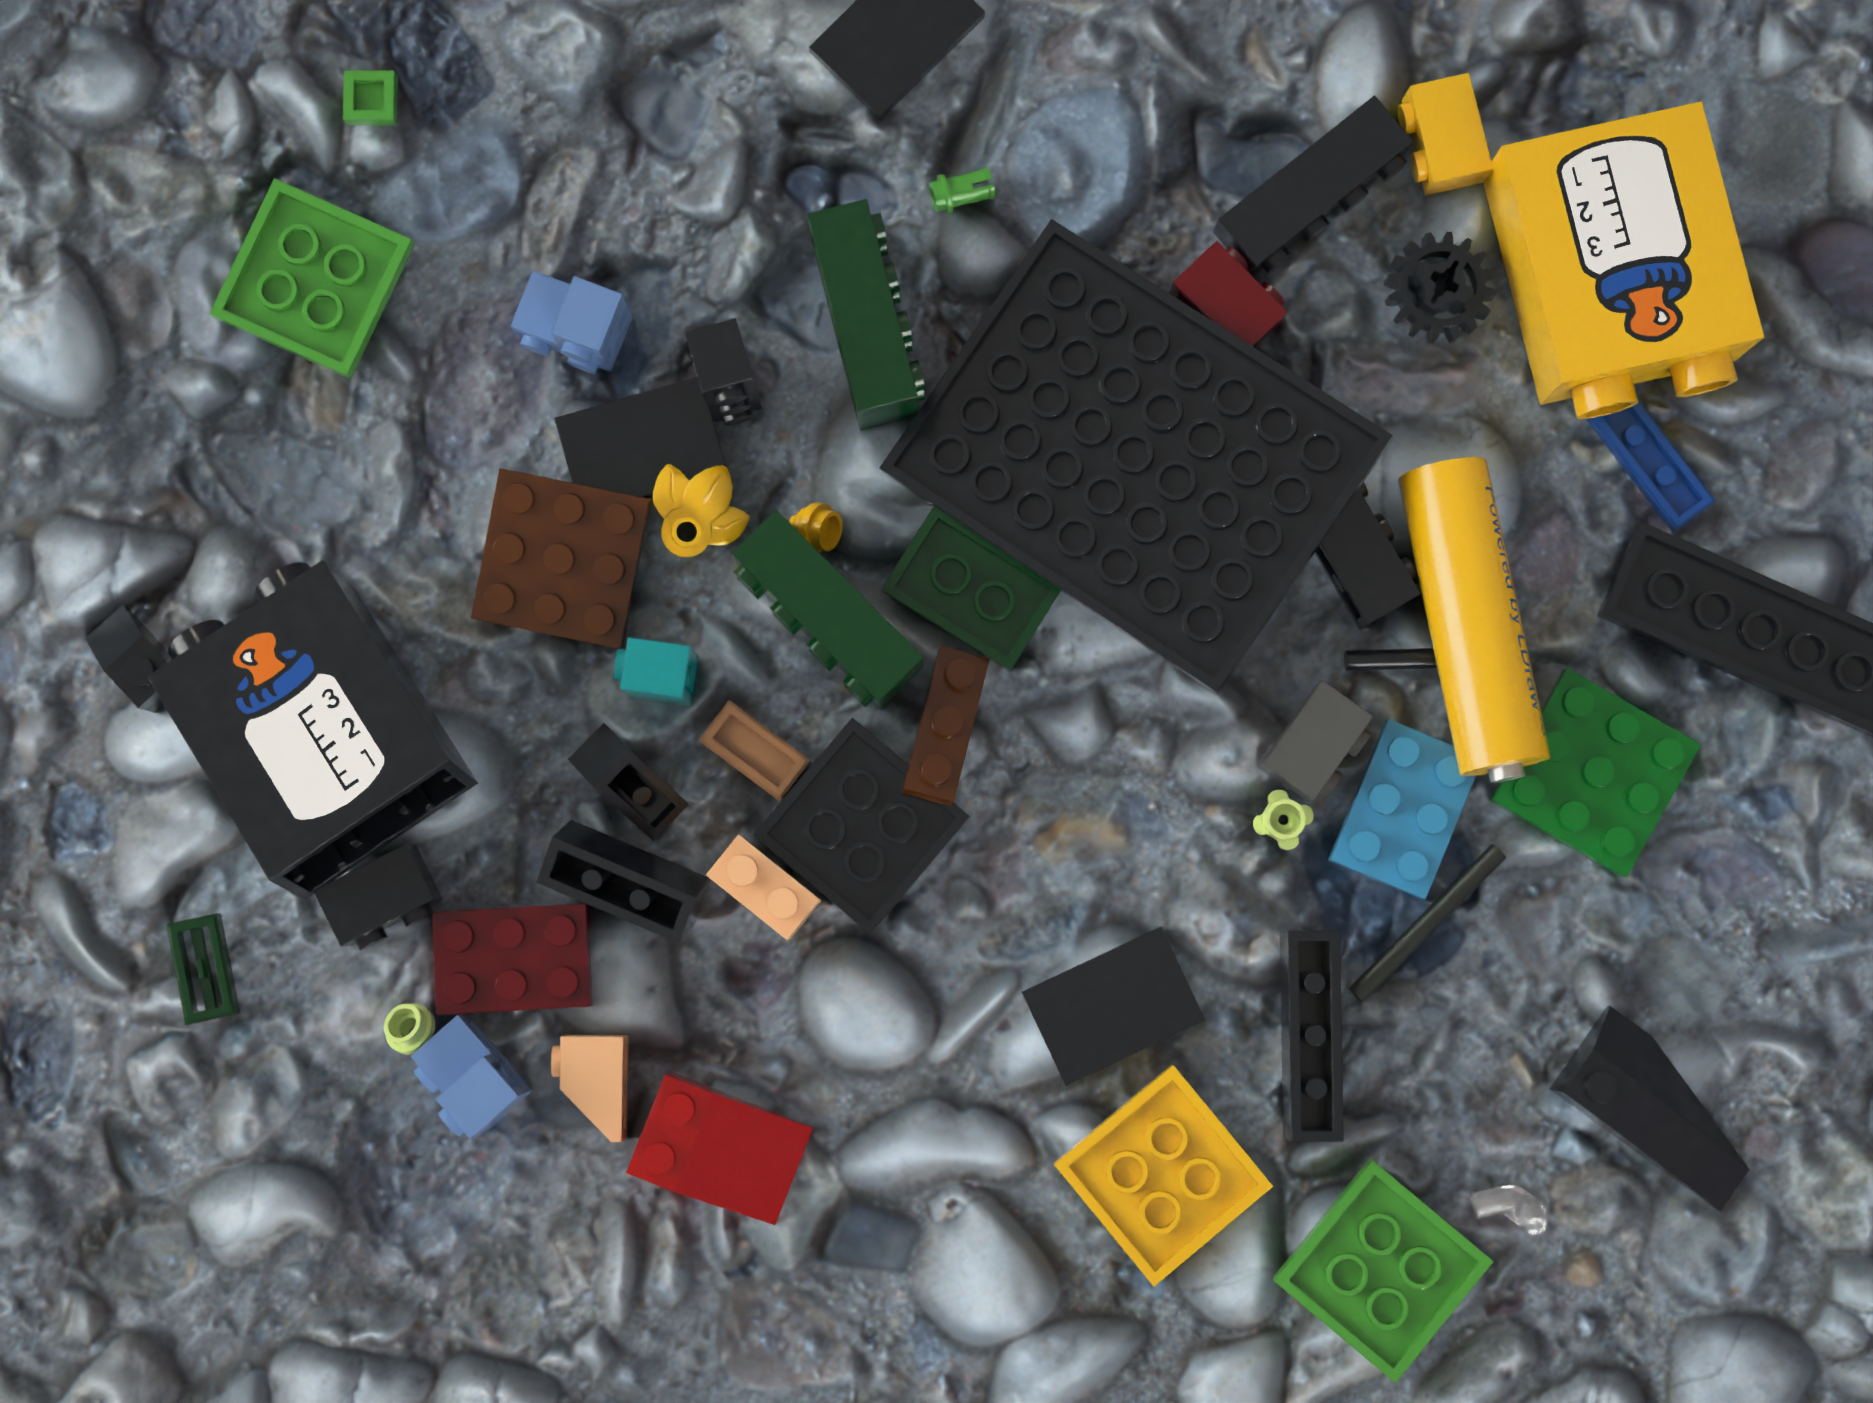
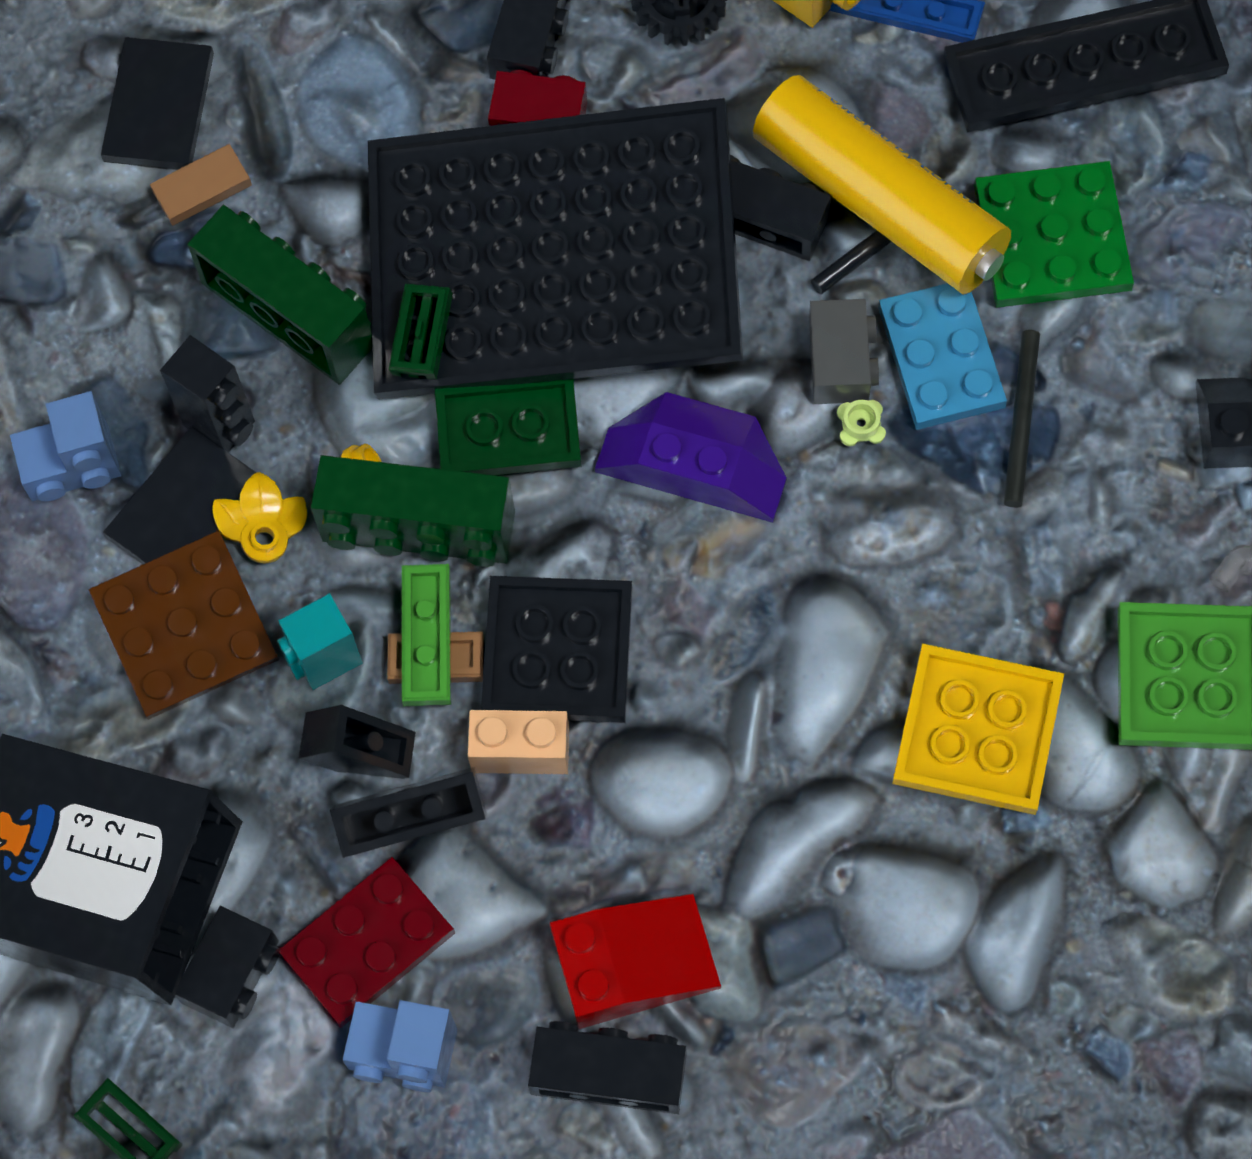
camera: 30 degrees left, 15 degrees down
(399, 1023) = (324, 1048): yellowish green plate -> none
(595, 1079) = (499, 976): light nougat slope -> none
(626, 1226) = (607, 1068): none -> black brick
(758, 729) = (426, 635): none -> bright green tile
(877, 143) = (200, 184): none -> medium nougat tile
(945, 726) = (564, 532): reddish brown plate -> none
(959, 190) = (290, 167): bright green pin -> none
(973, 458) = (415, 366): none -> dark green tile
(1113, 1006) = (844, 640): black tile -> none
(1116, 738) = (697, 455): none -> dark purple wedge
(1311, 1036) = (1003, 546): black brick -> none

